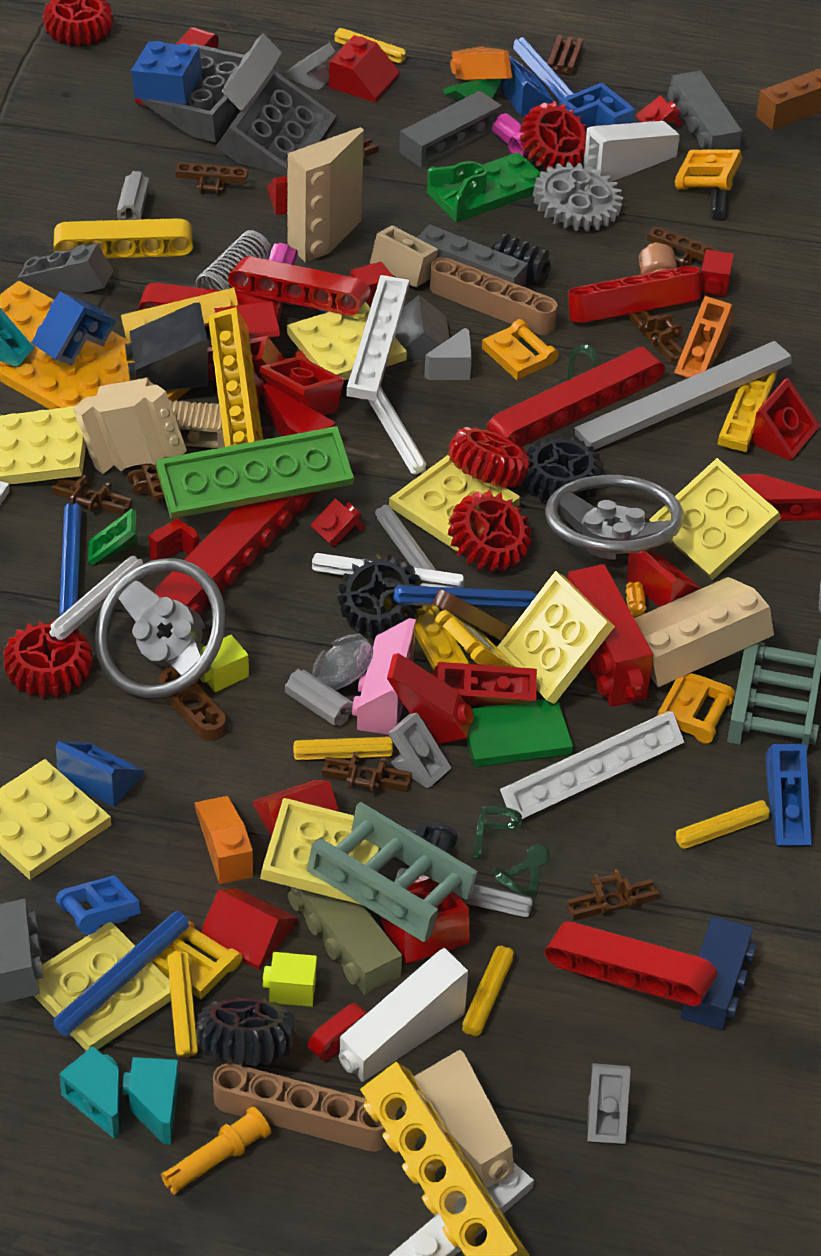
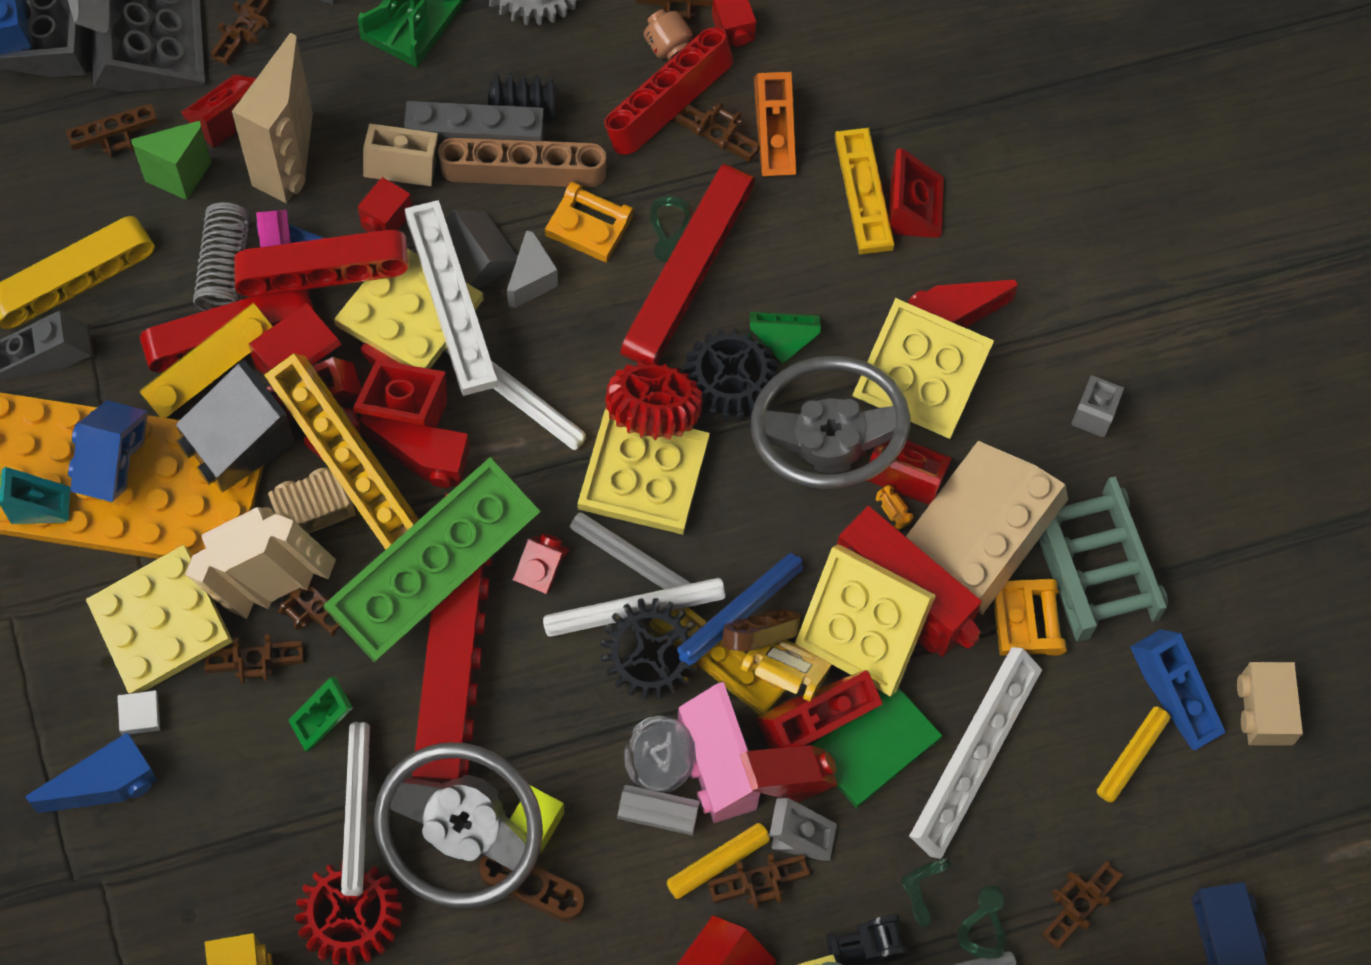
camera: 30 degrees left, 20 degrees up
(70, 557) = (288, 763): blue axle -> none
(133, 196) = (44, 205): light grey axle -> none
(172, 539) = (377, 683): red bracket -> none
(241, 199) = (174, 158): none -> bright green slope
(473, 520) = (700, 511): red gear -> none
(621, 464) = (784, 332): none -> green slope
(683, 395) = (795, 210): light grey tile -> none

